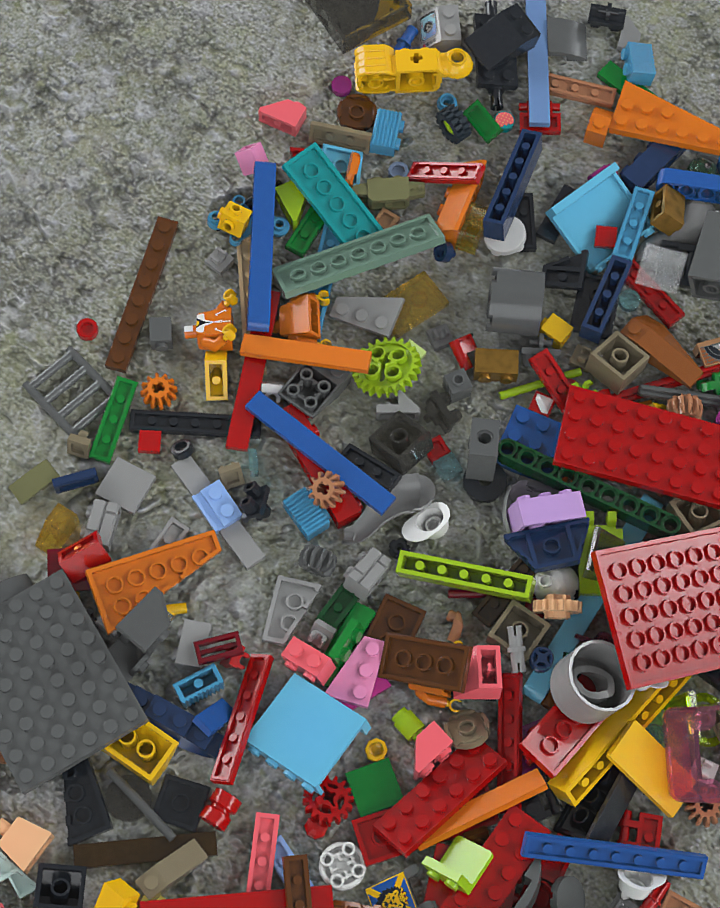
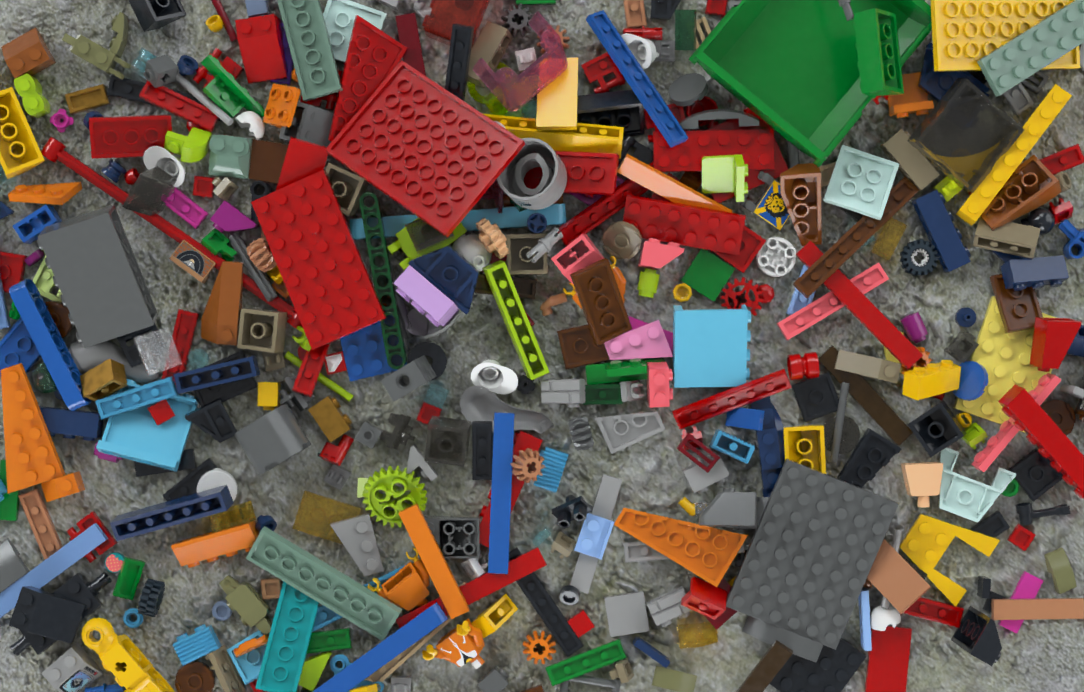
camera: 125 degrees left, 20 degrees up
(446, 172) = (200, 571): red tile -> none

